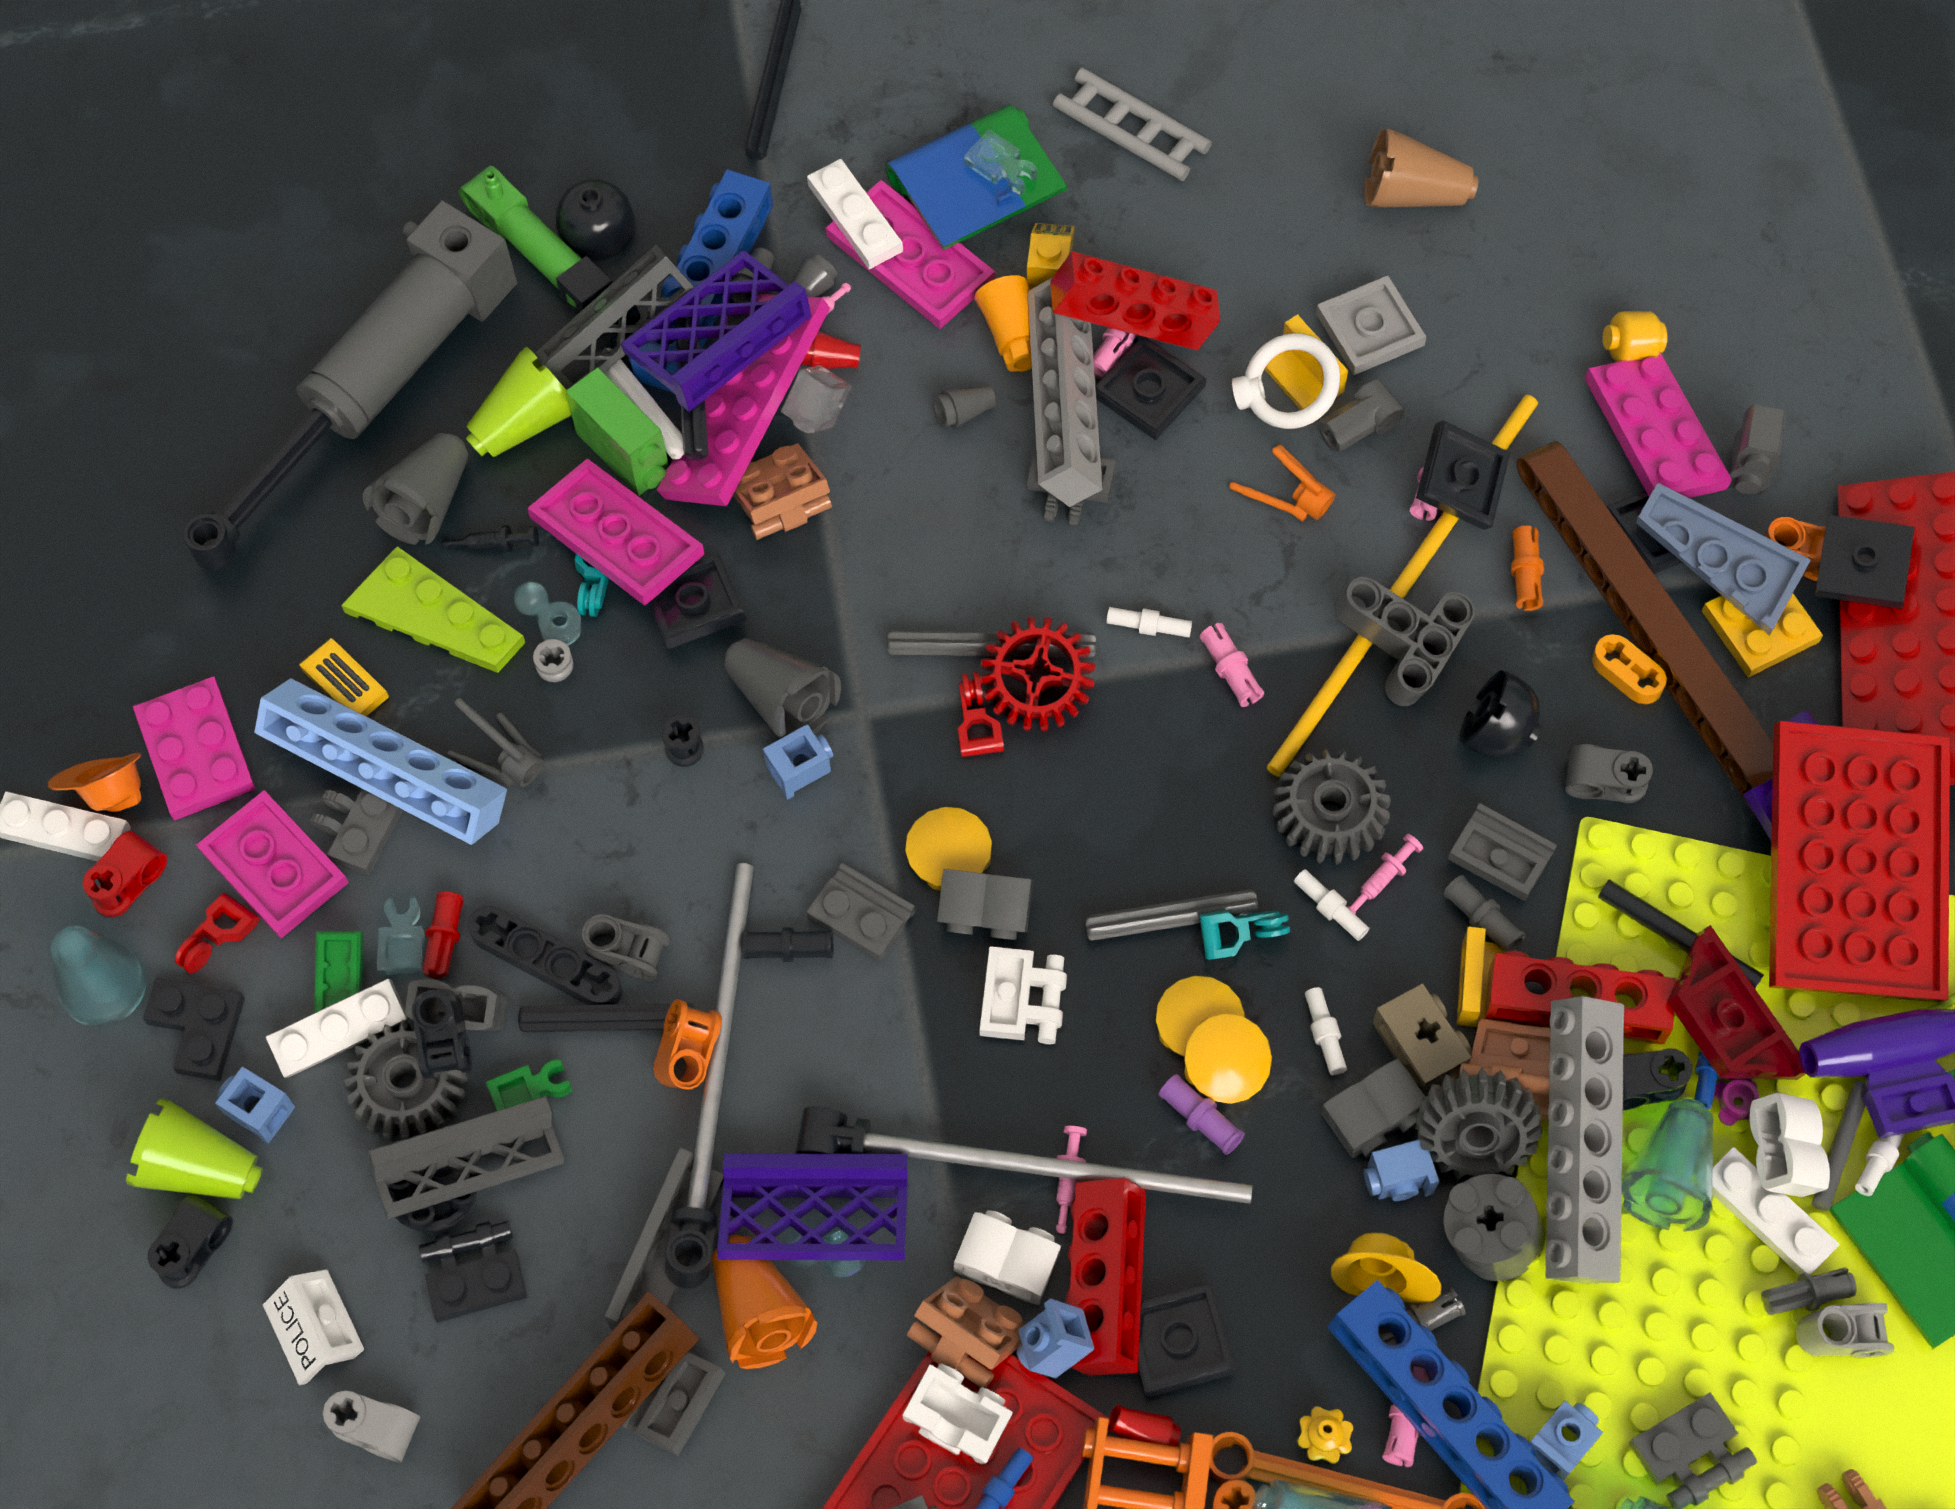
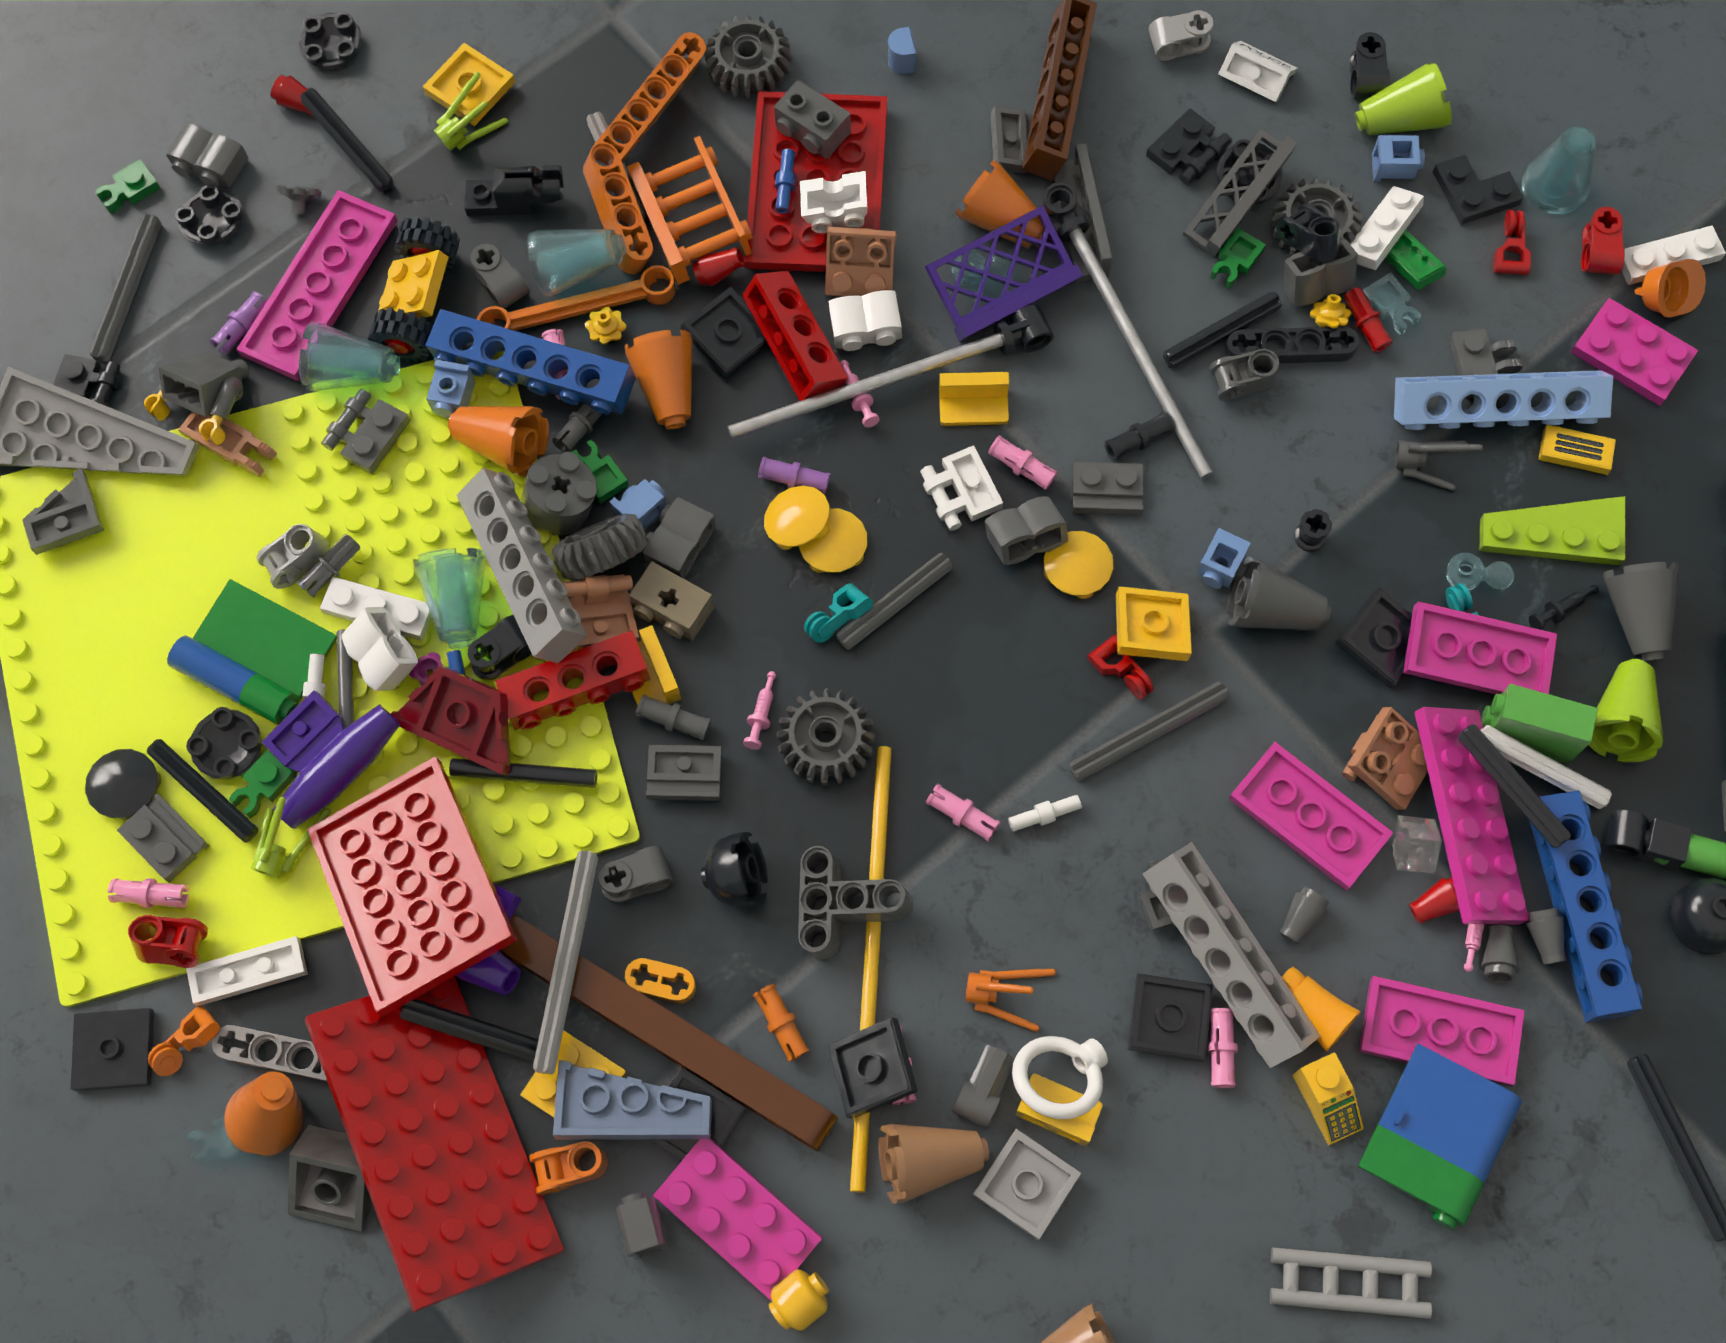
camera: 150 degrees right, 5 degrees up
(272, 864) = (1515, 303): dark pink plate -> none
(477, 962) = (1330, 312): none -> yellow plant
(552, 672) = (1451, 532): light grey bush -> none
(606, 310) = (1626, 807): dark grey fence -> none
(688, 1042) = (1154, 327): orange piece -> none
(737, 344) = (1498, 825): dark purple fence -> none
(855, 214) = (1510, 1032): white plate -> none
(892, 483) = (1310, 816): none -> dark pink plate
(918, 733) = (1153, 624): none -> yellow plate
(936, 986) = (1022, 462): none -> bright pink pin
(941, 1092) = (974, 398): none -> yellow panel
(998, 158) = (1431, 1145): clear light blue plate -> none
(1018, 668) = (1087, 729): red gear -> none
(1046, 1344) = (806, 266): medium blue brick -> none
(1134, 301) = (1225, 1063): red brick -> none
(1288, 1317) = (664, 374): none -> orange cone
(1325, 1031) = (742, 577): white bar -> none
(1331, 905) = (786, 668): white bar -> none
(1391, 1263) = (620, 439): yellow piece -> none
(1427, 1238) = (606, 473): none -> green plate
(1453, 379) = (927, 1158): none -> medium nougat cone
(1533, 1335) = (502, 434): none -> orange cone
(1723, 711) = (565, 963): none -> light grey axle
(1839, 697) = (470, 1029): none -> black axle
(1864, 561) = (508, 1160): black plate -> none

